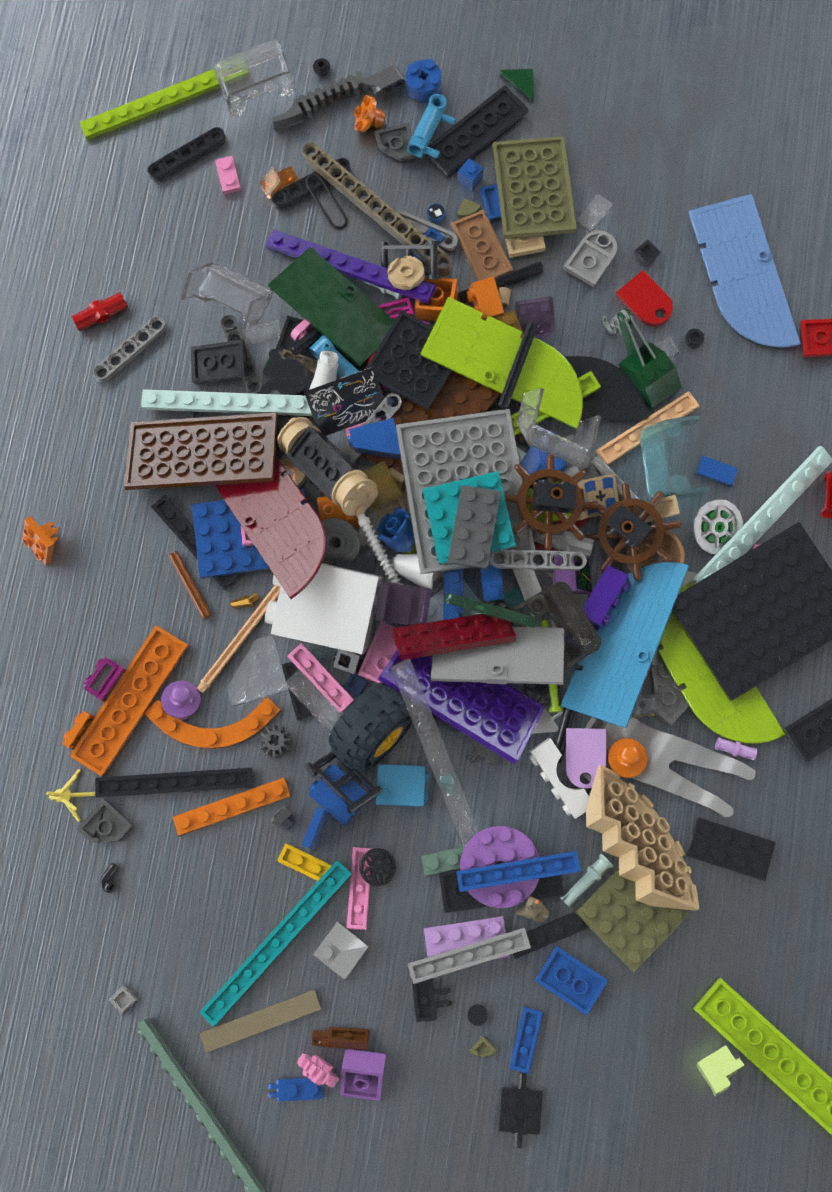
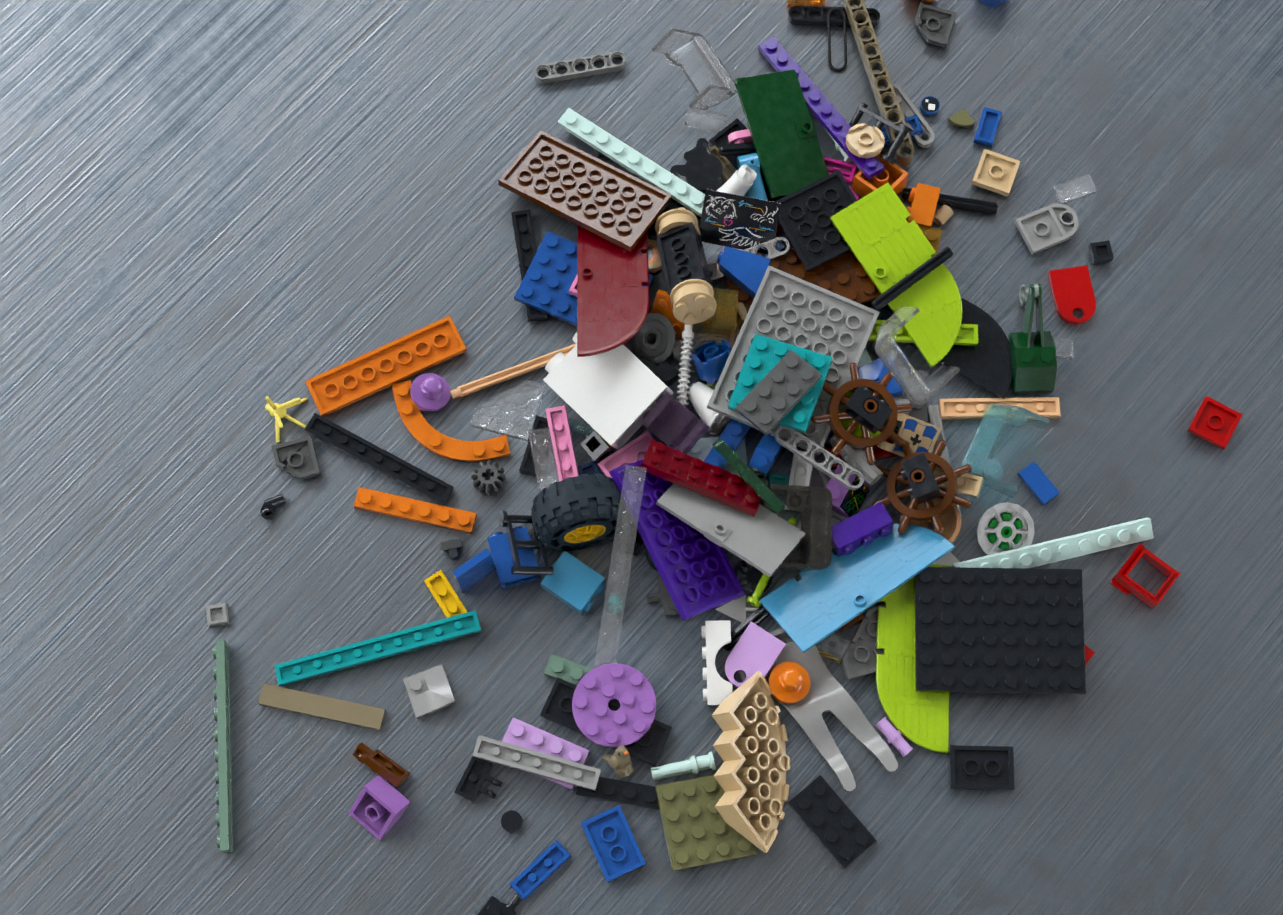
camera: 25 degrees right, 5 degrees down
(40, 539) = (398, 183): orange plate -> none
(74, 735) = (327, 363): orange plate -> none
(99, 311) = (575, 19): red piece -> none
(103, 678) = (375, 333): magenta window -> none
(190, 585) = (501, 300): dark orange axle -> none
(218, 362) = (650, 123): black plate -> none
(235, 331) = (675, 121): dark grey beam -> none
(244, 601) = (540, 342): pearl gold bar -> none
(295, 1089) = (315, 784): blue hinge -> none
(317, 1070) = (343, 776): bright pink gear -> none
(358, 893) = (480, 649): bright pink tile -> none
(377, 867) = (507, 639): black wheel -> none
(427, 126) = (969, 25): dark azure piece -> none
(470, 174) = (982, 90): blue brick -> none
(477, 130) = (1014, 54): black plate -> none
(481, 246) = (952, 159): medium nougat tile -> none
(483, 1048) = (497, 852): olive tile -> none
(518, 871) = (626, 716): blue plate -> none
(521, 80) = (1085, 33): dark green tile -> none
(534, 187) = (1033, 134): olive plate -> none
(536, 311) = (962, 244): clear purple slope -> none
(694, 338) = (1095, 354): black tile -> none
(745, 272) = (1182, 322): medium blue door -> none

